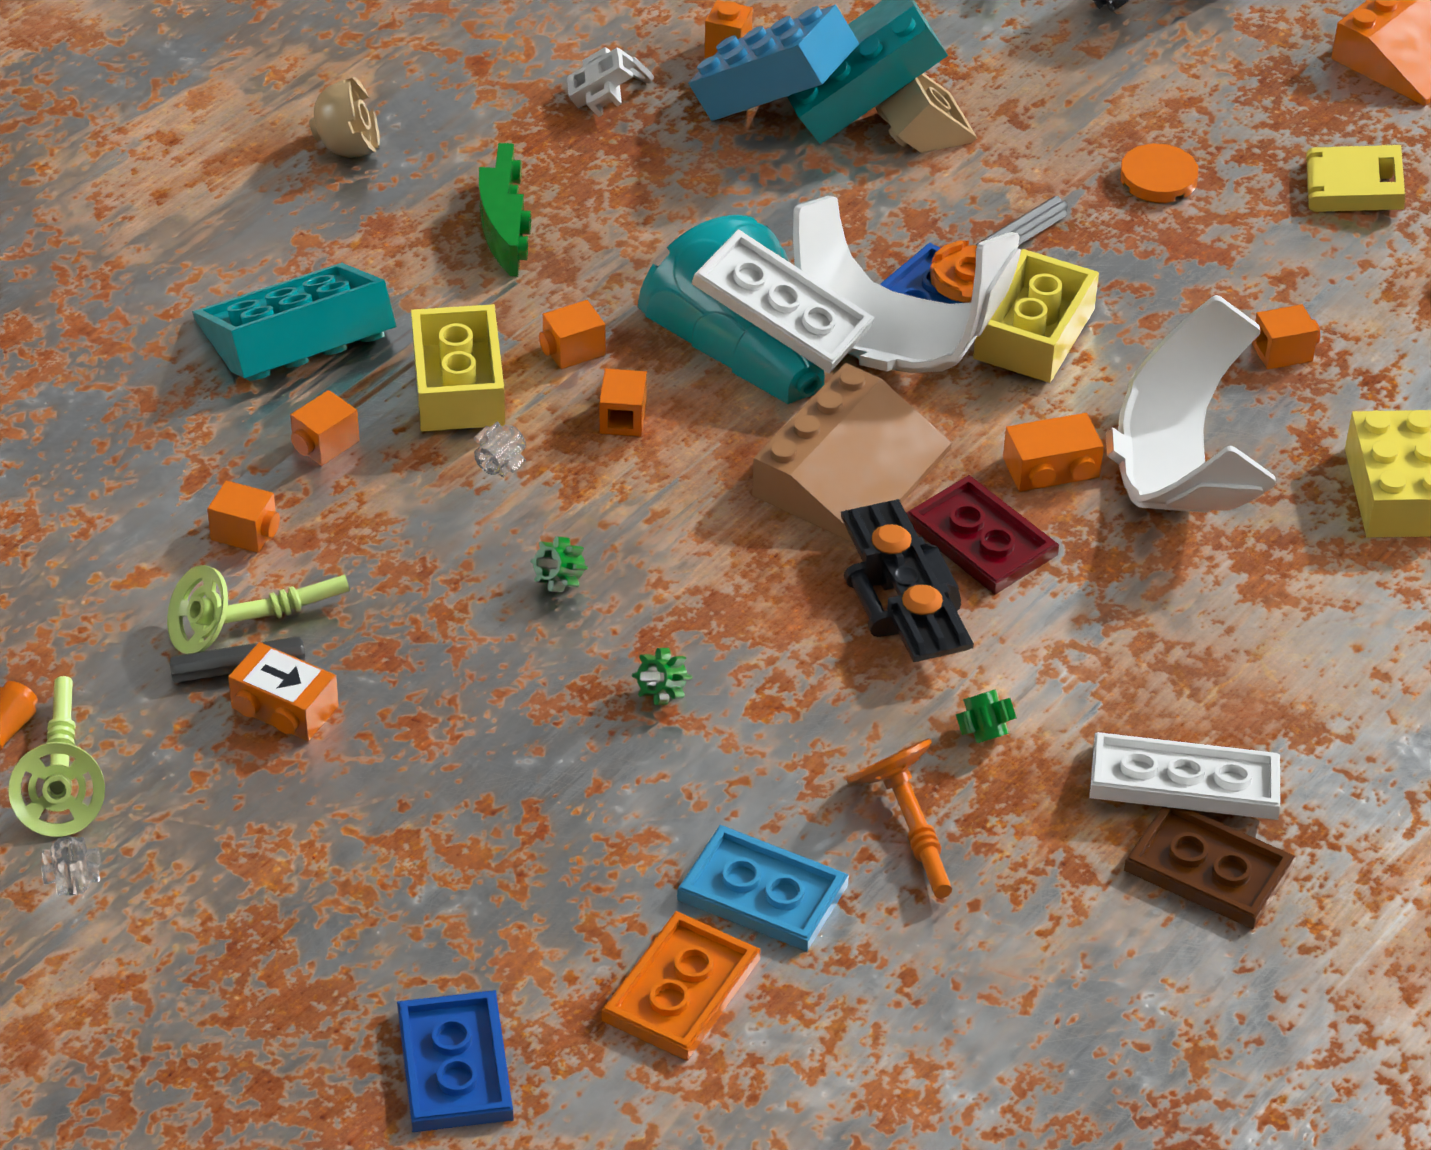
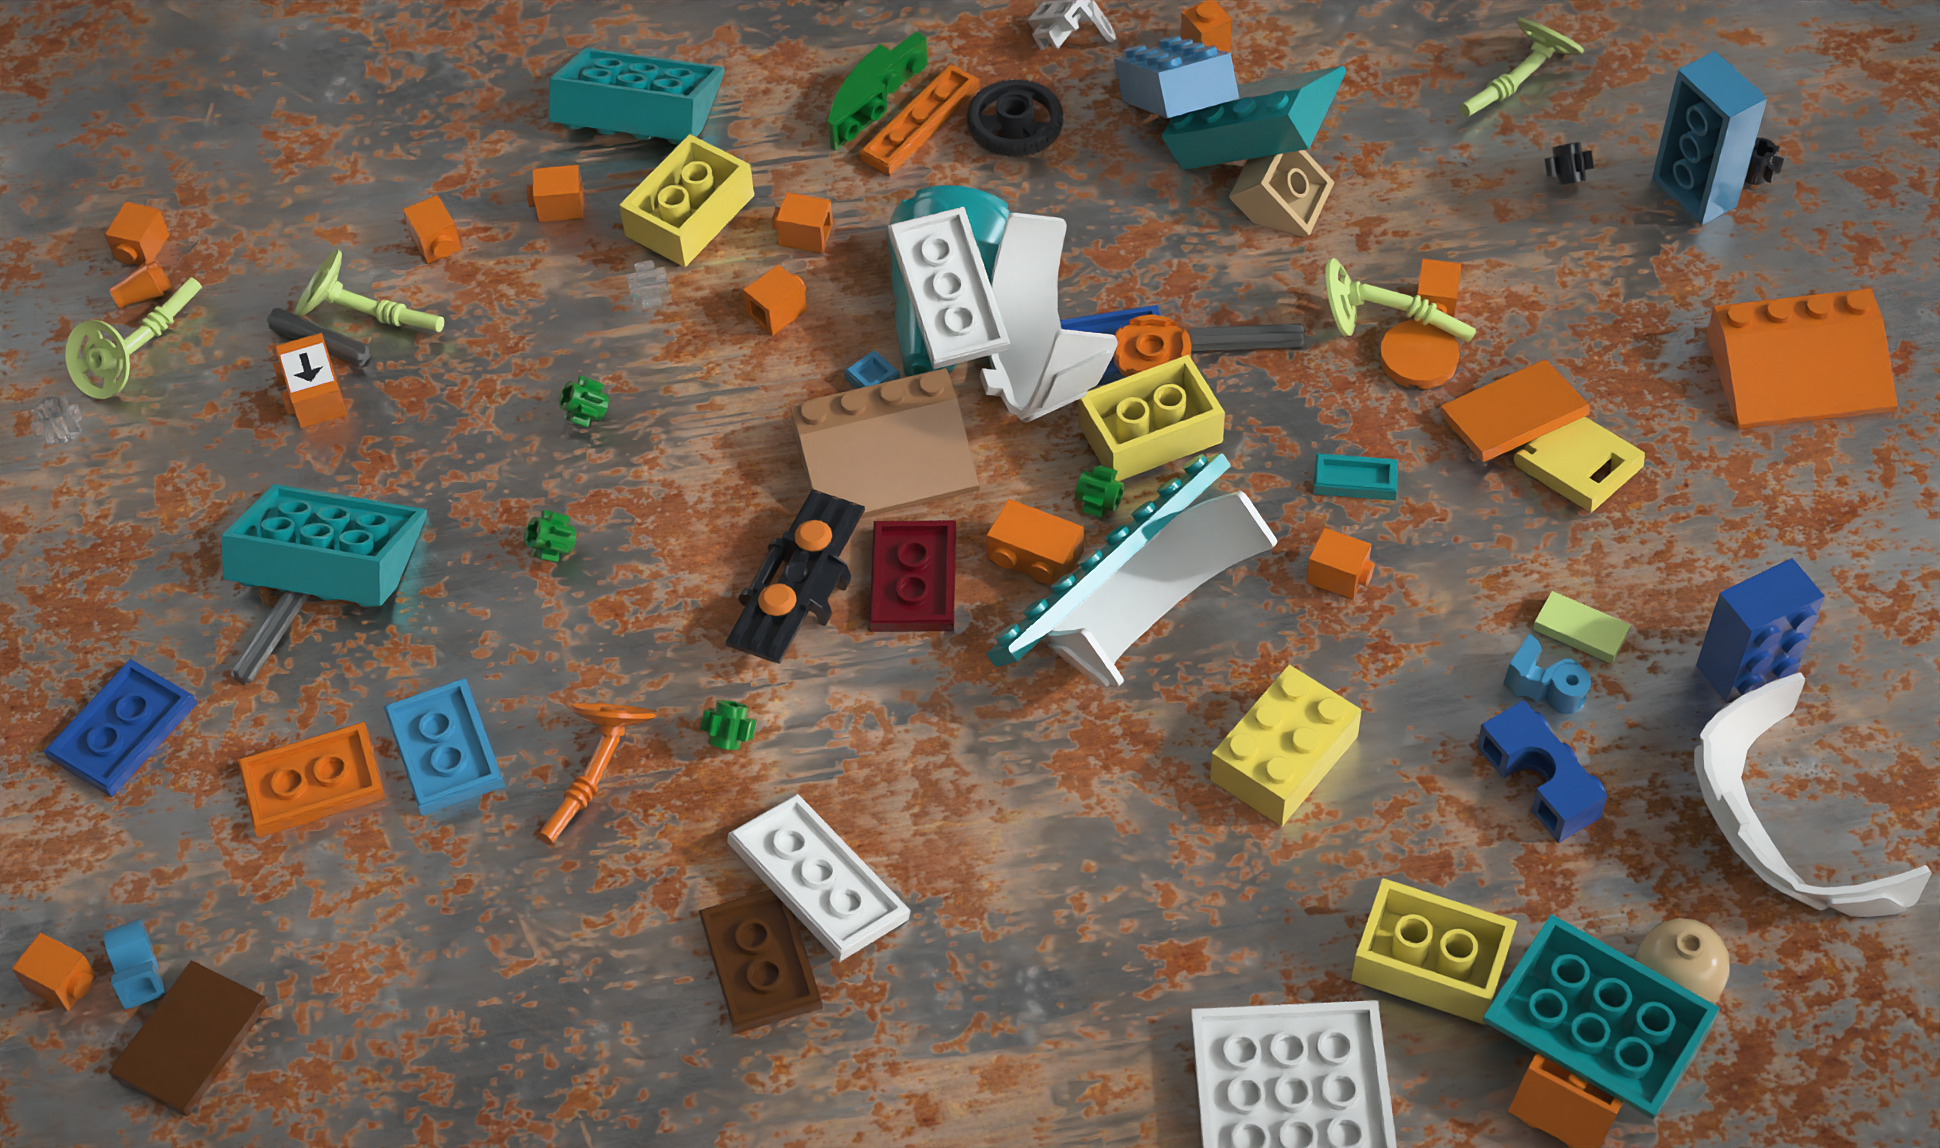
camera: 45 degrees right, 10 degrees up
(466, 806) = (322, 545): none -> teal slope
(496, 903) = (268, 636): none -> dark grey axle
(565, 215) = (919, 120): none -> orange tile
(652, 170) = (1014, 118): none -> black wheel
(765, 415) = (871, 371): none -> dark azure tile
(1056, 388) = (1099, 491): none -> green gear
(1077, 151) = (1347, 295): none -> yellowish green dish
(1125, 121) = (1440, 284): none -> orange brick
(1134, 425) = (1101, 564): none -> teal plate
(1216, 277) = (1355, 476): none -> teal tile
(1276, 170) = (1514, 410): none -> orange tile

